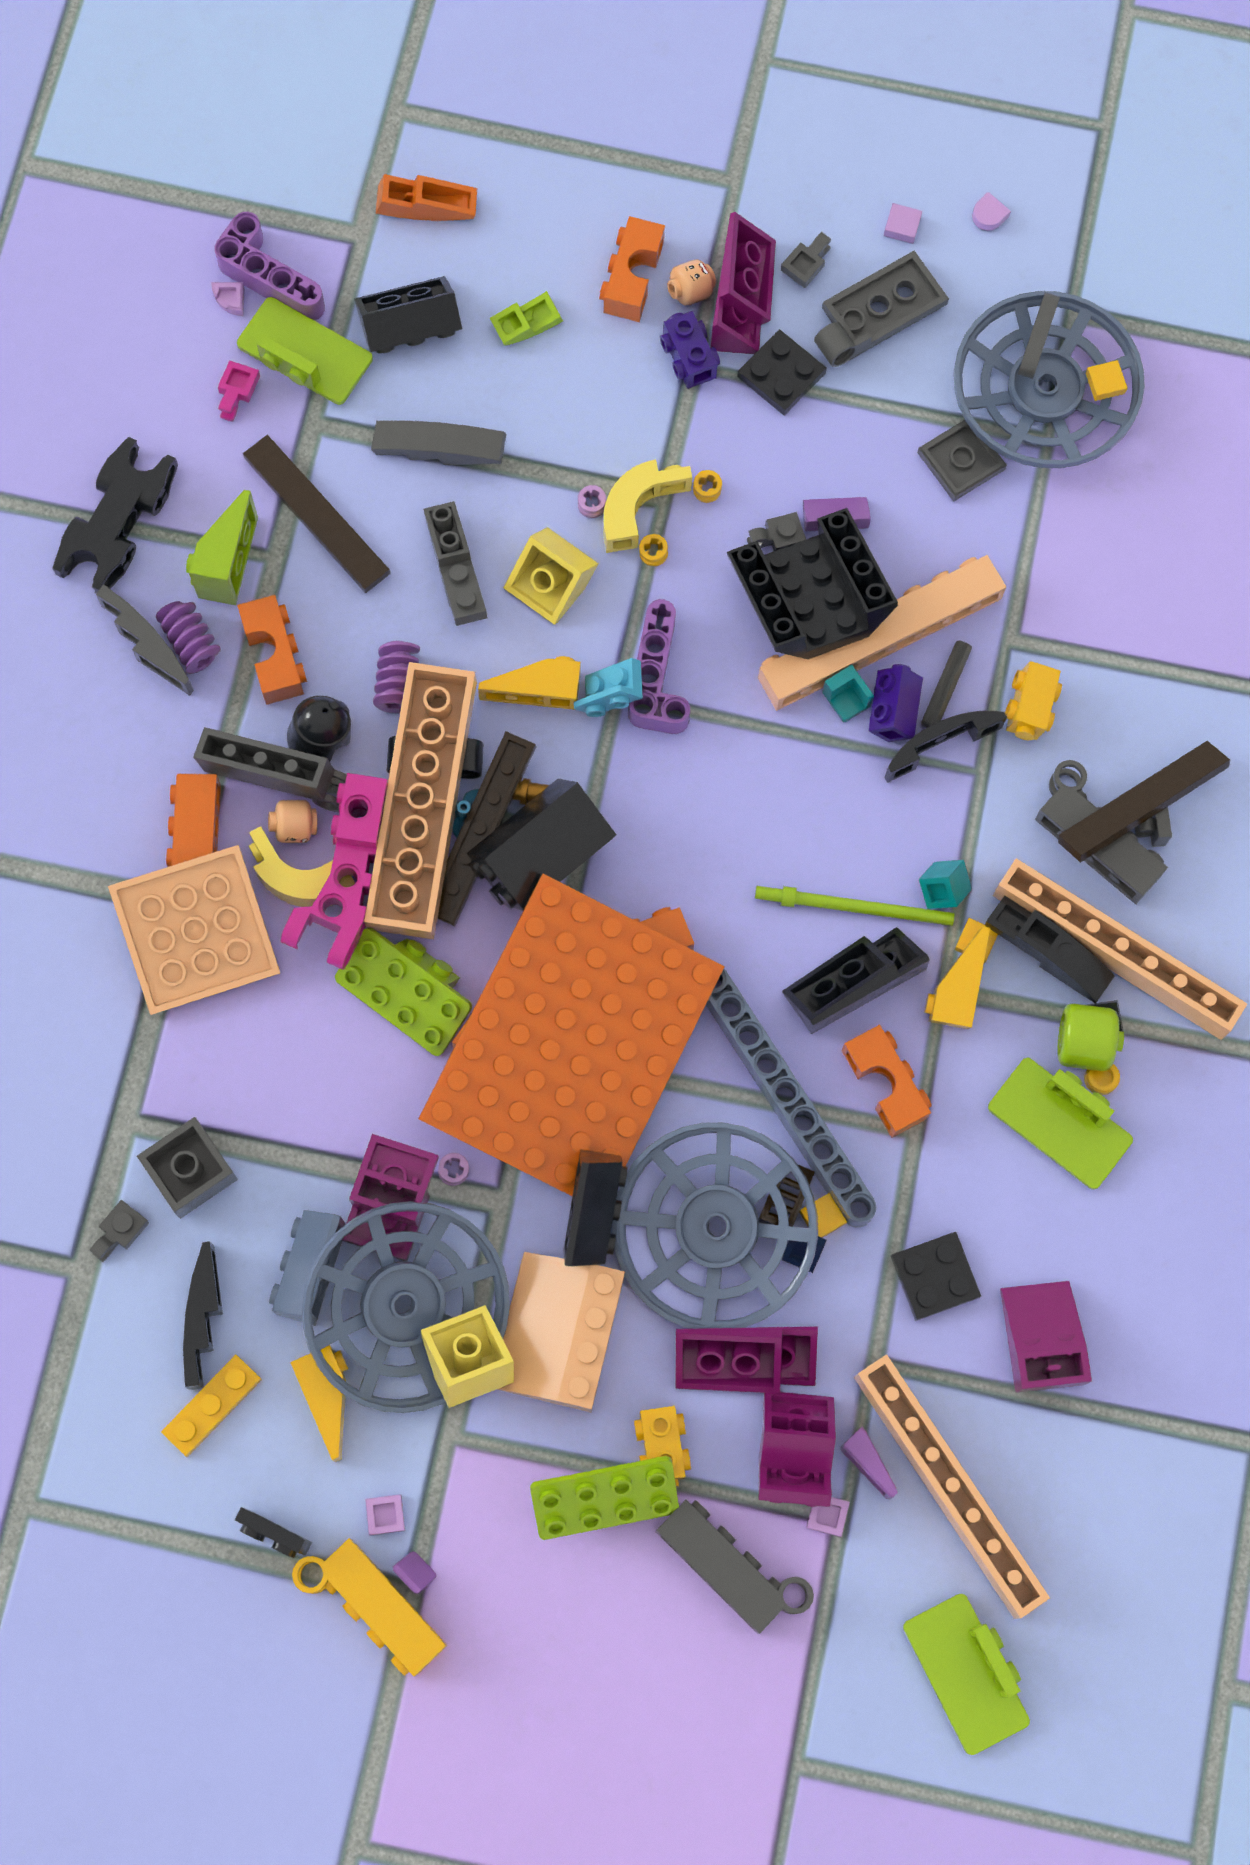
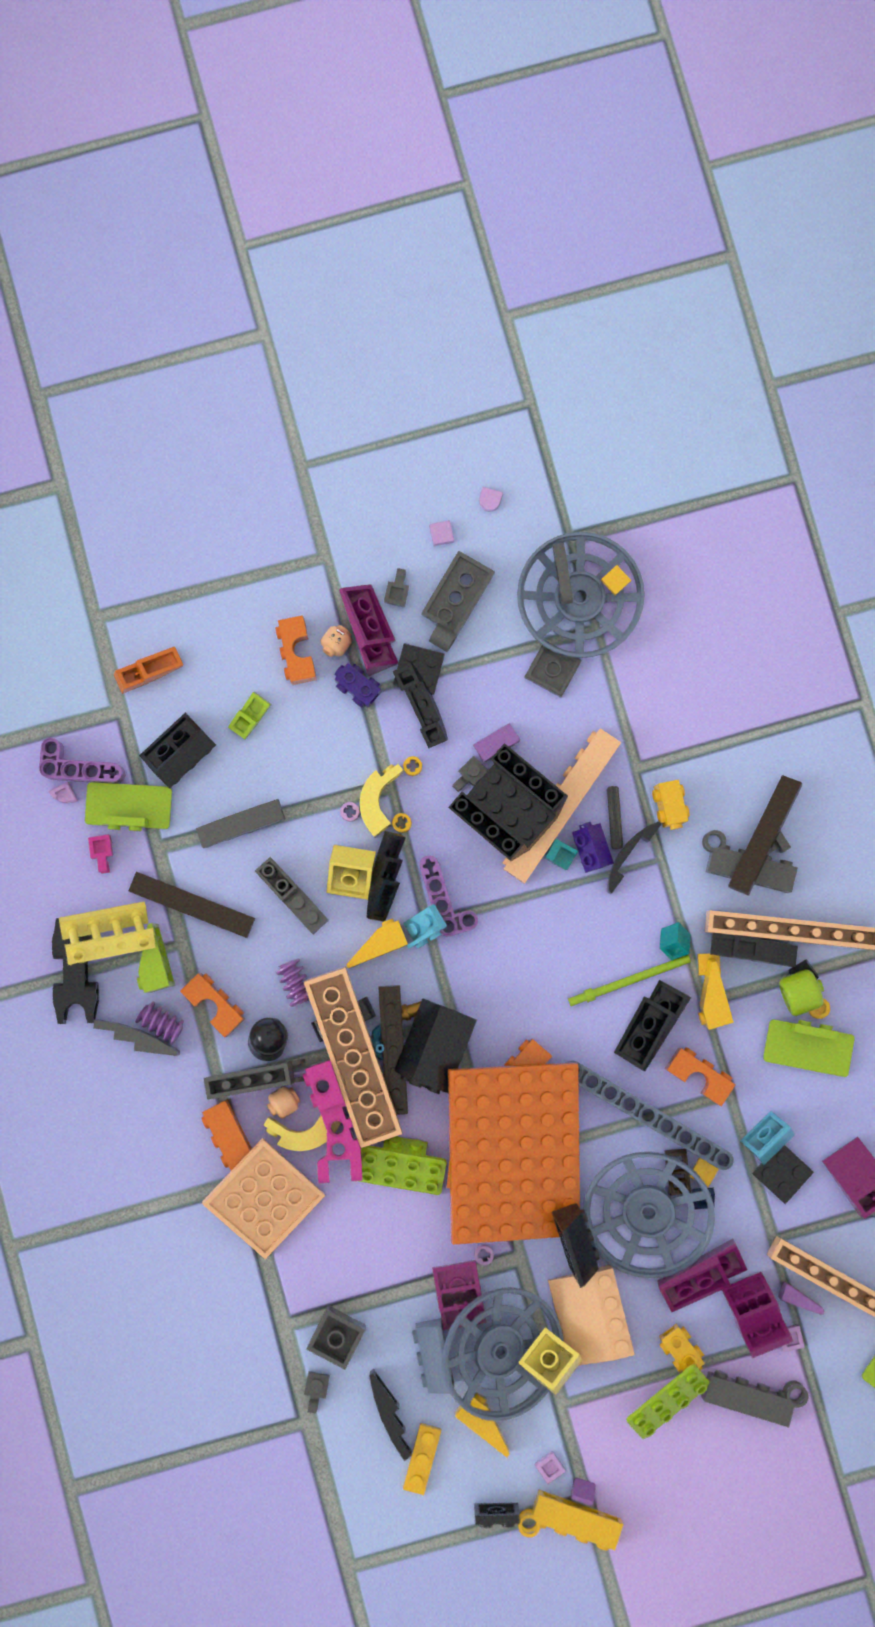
camera: 20 degrees left, 10 degrees up
(183, 473) = (102, 921): none -> light yellow fence
(592, 601) = (383, 880): none -> black slope
(764, 410) = (422, 703): none -> black slope
(941, 1215) = (768, 1137): none -> medium azure slope

